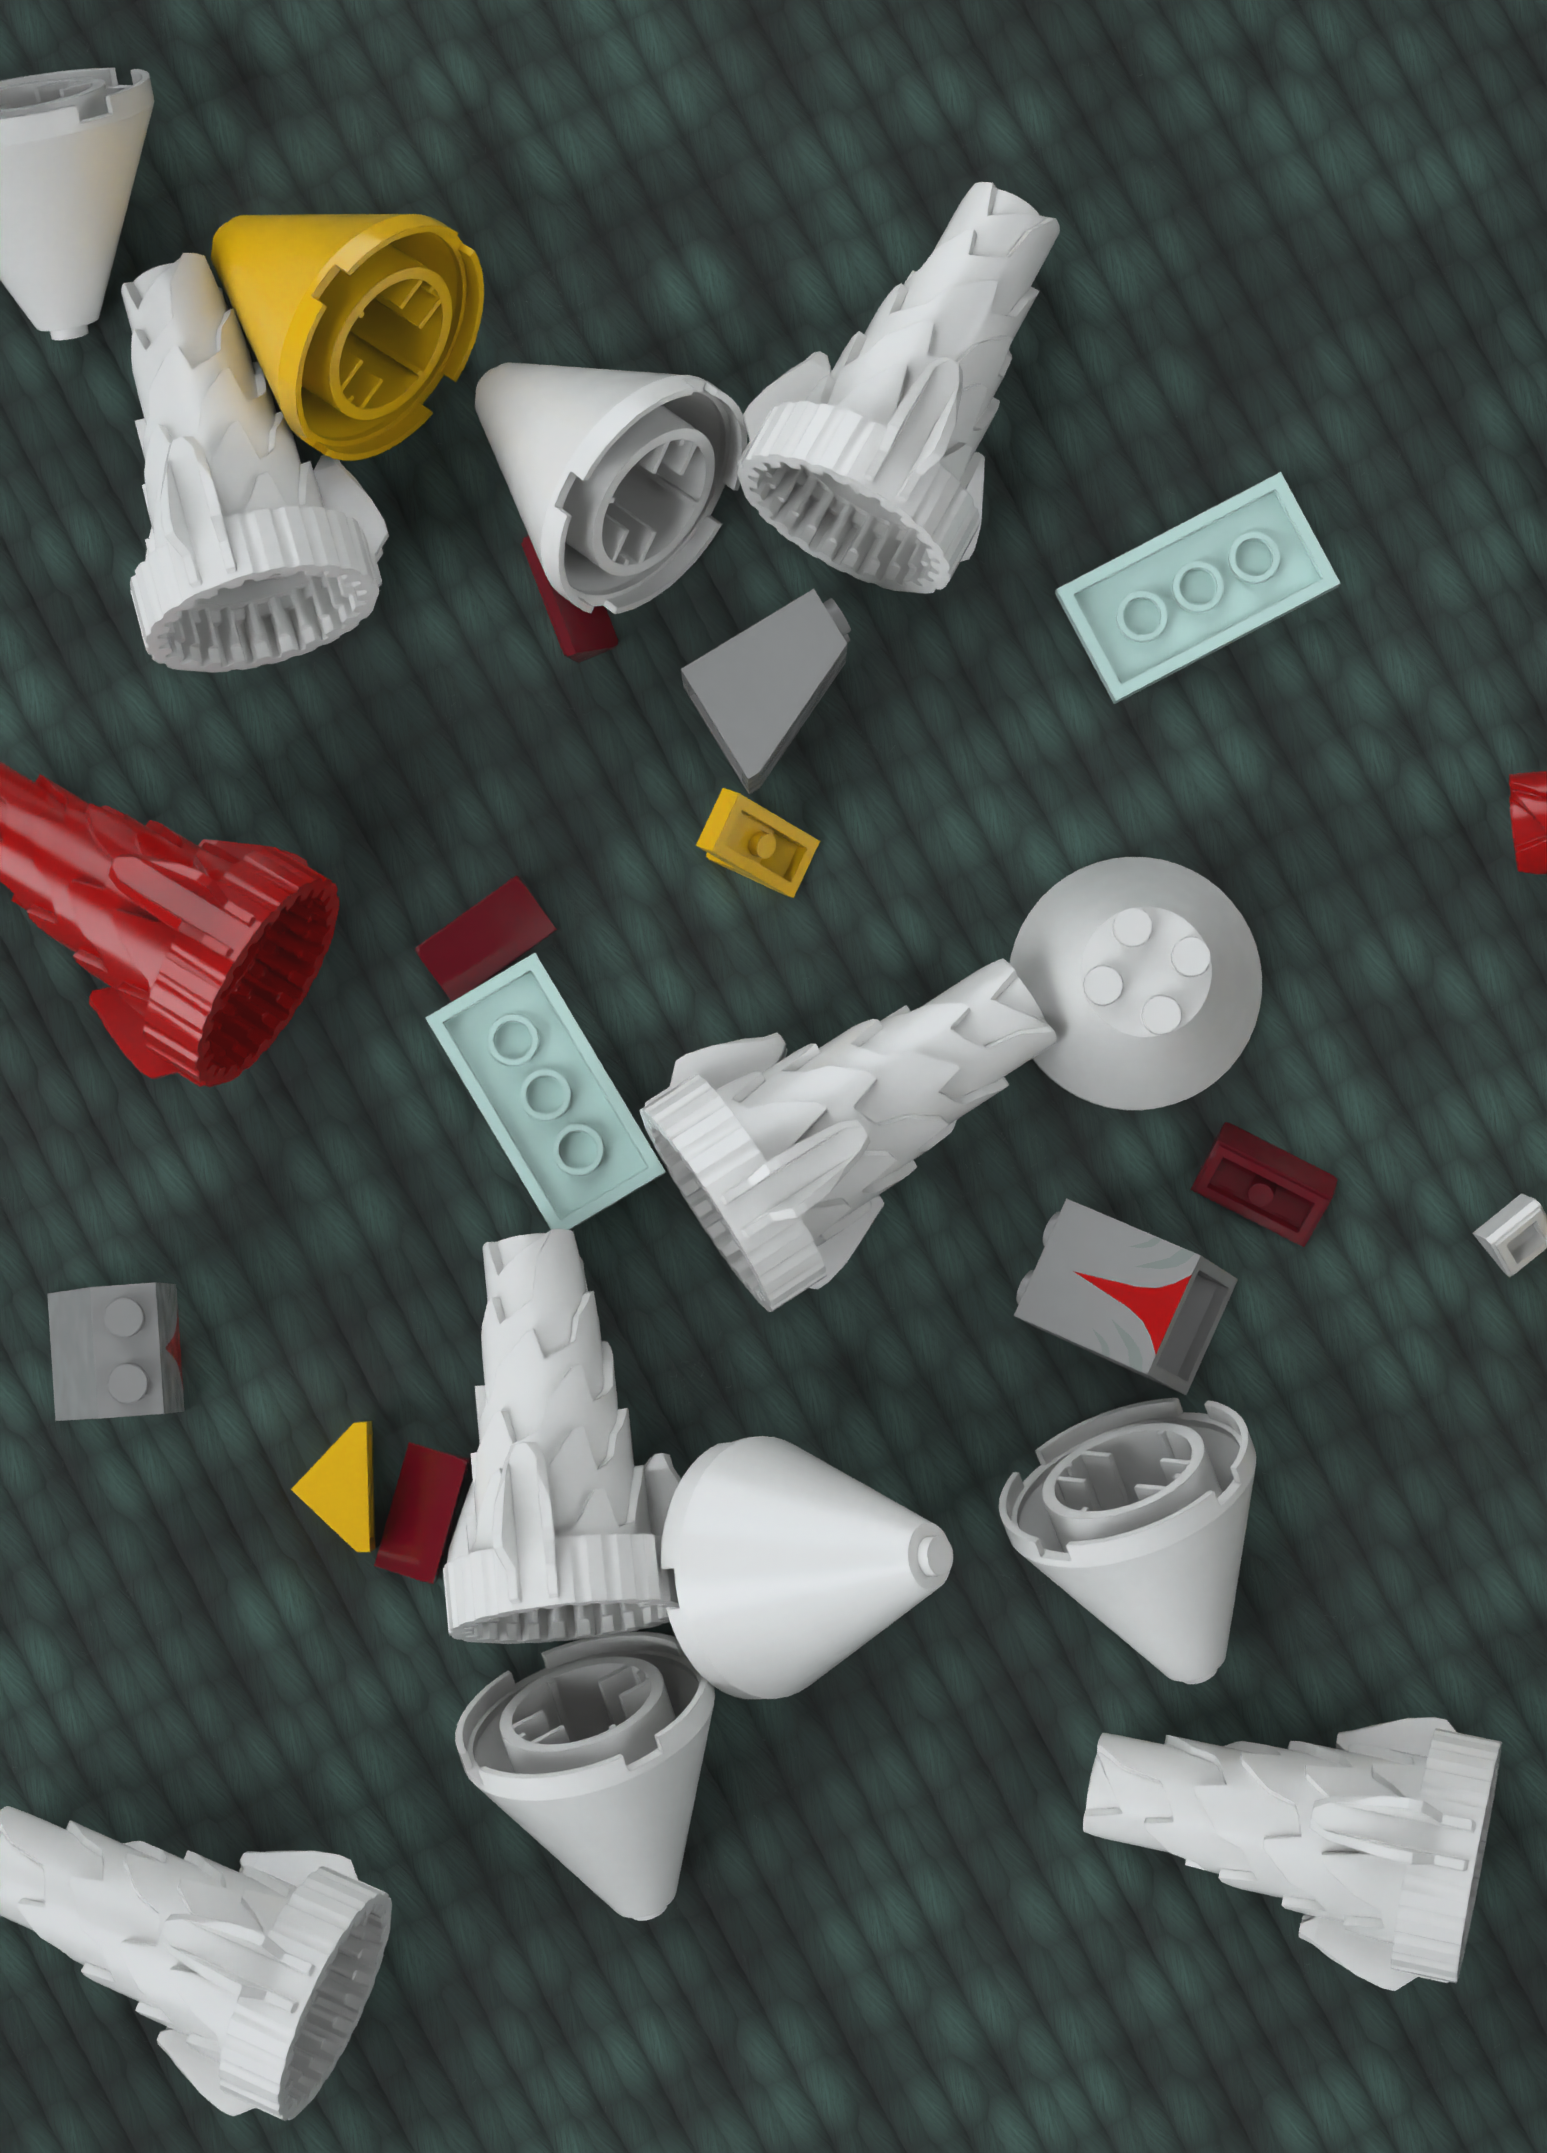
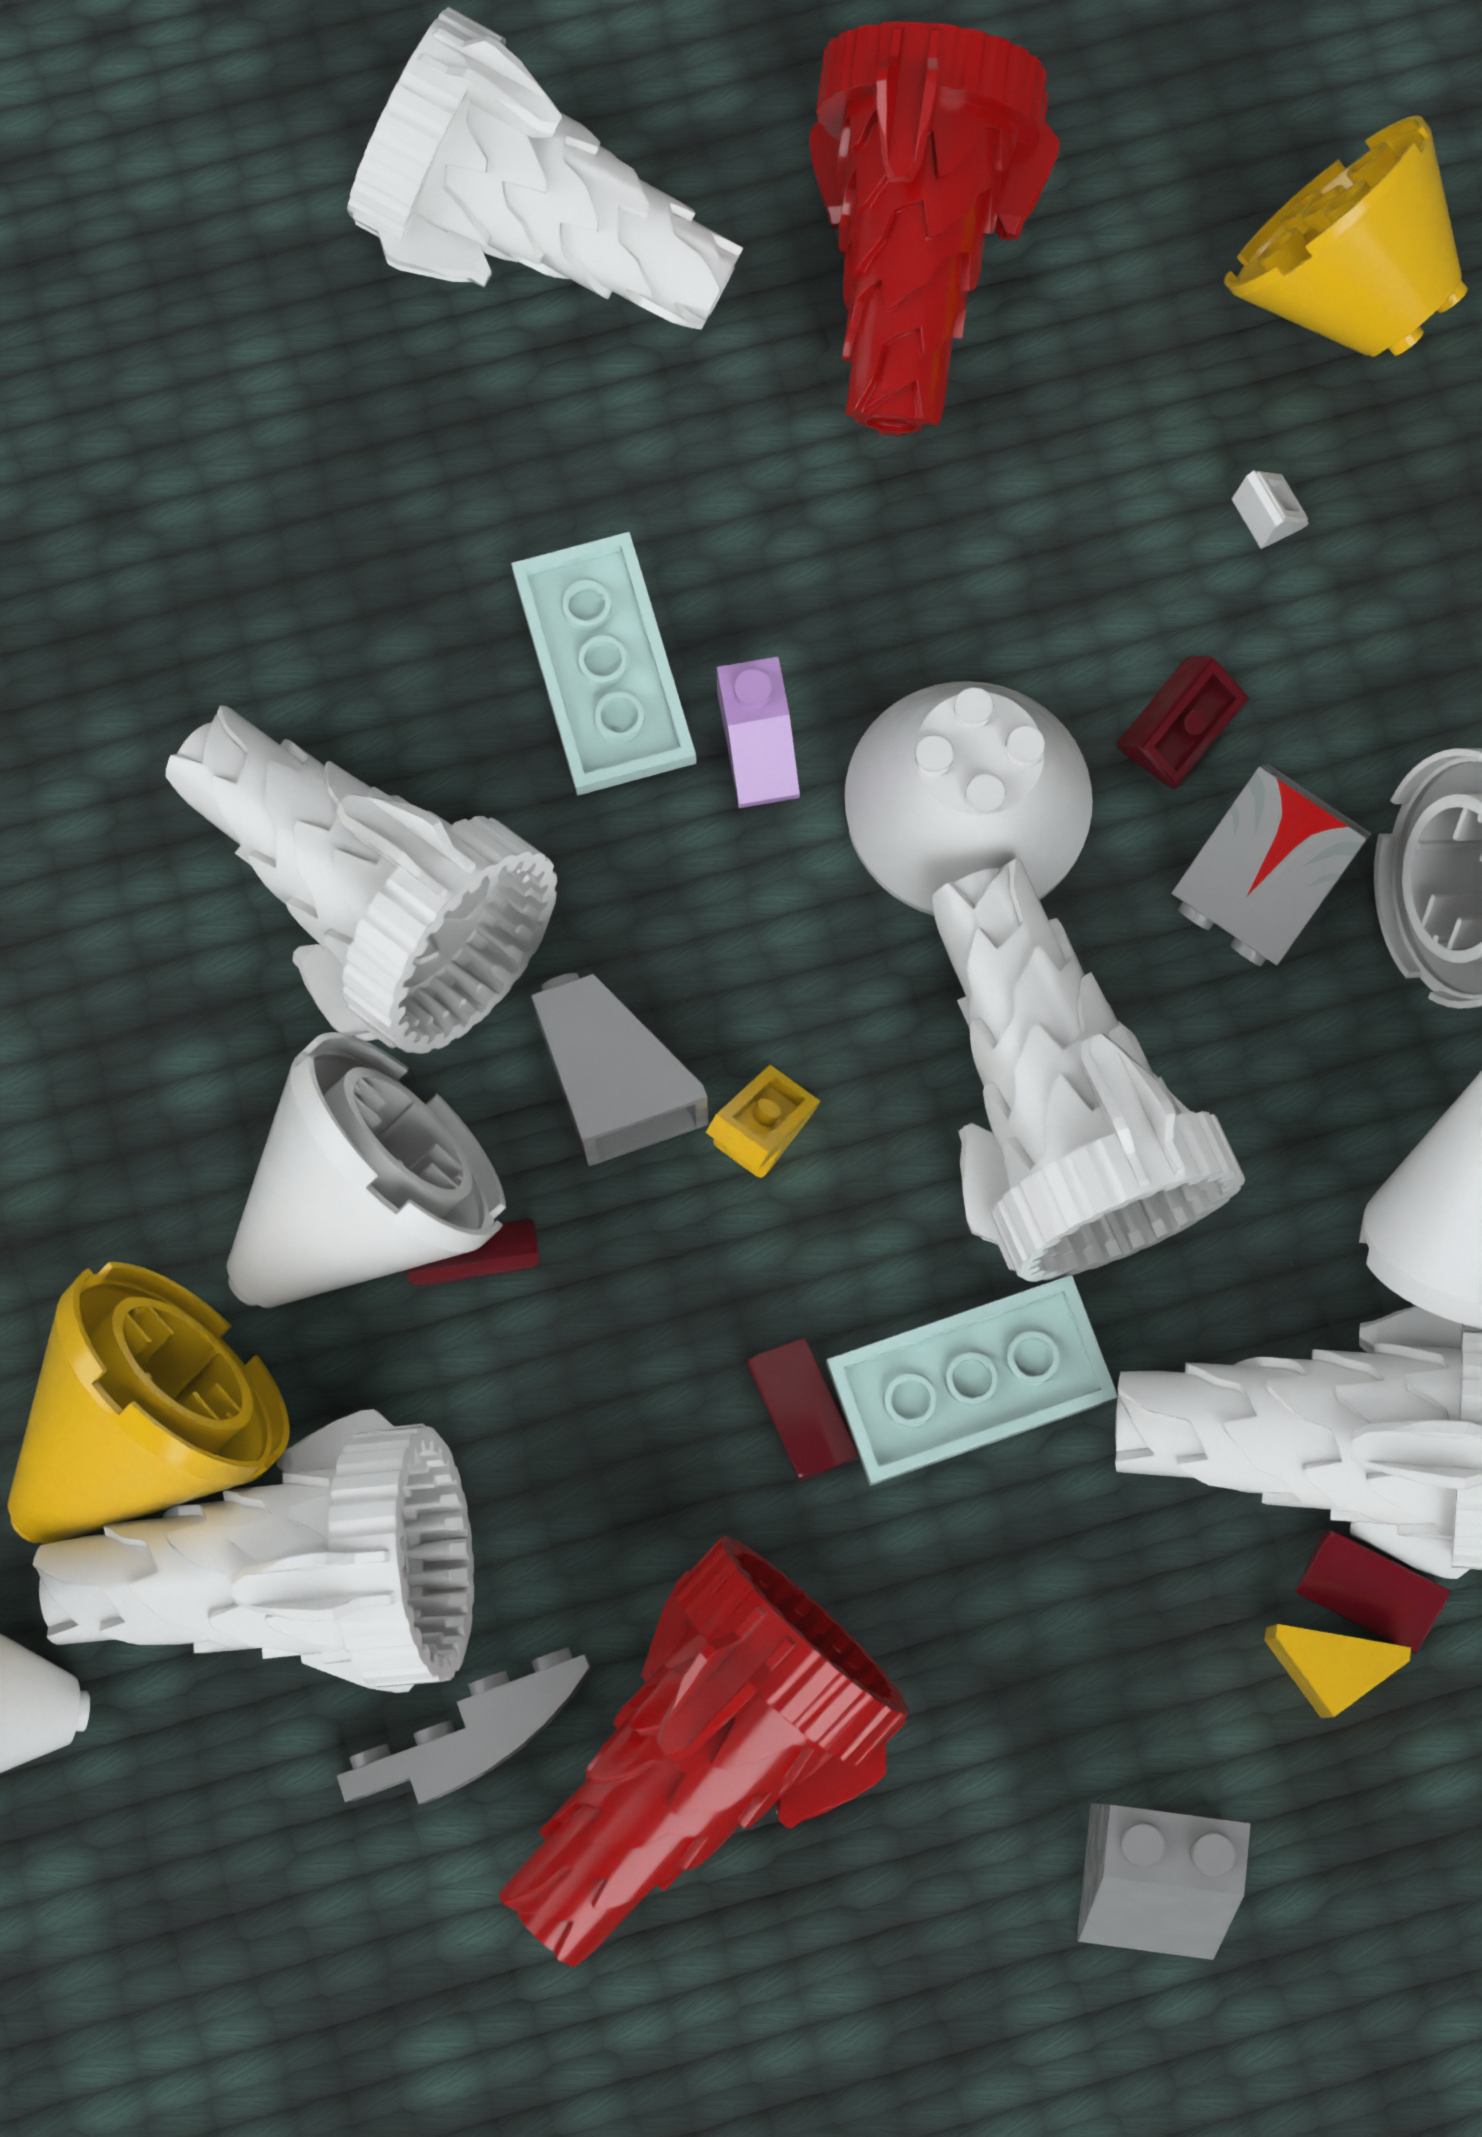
camera: 80 degrees left, 10 degrees down
(129, 713) = (497, 1722): none -> light grey slope
(1154, 757) = (758, 732): none -> lavender slope

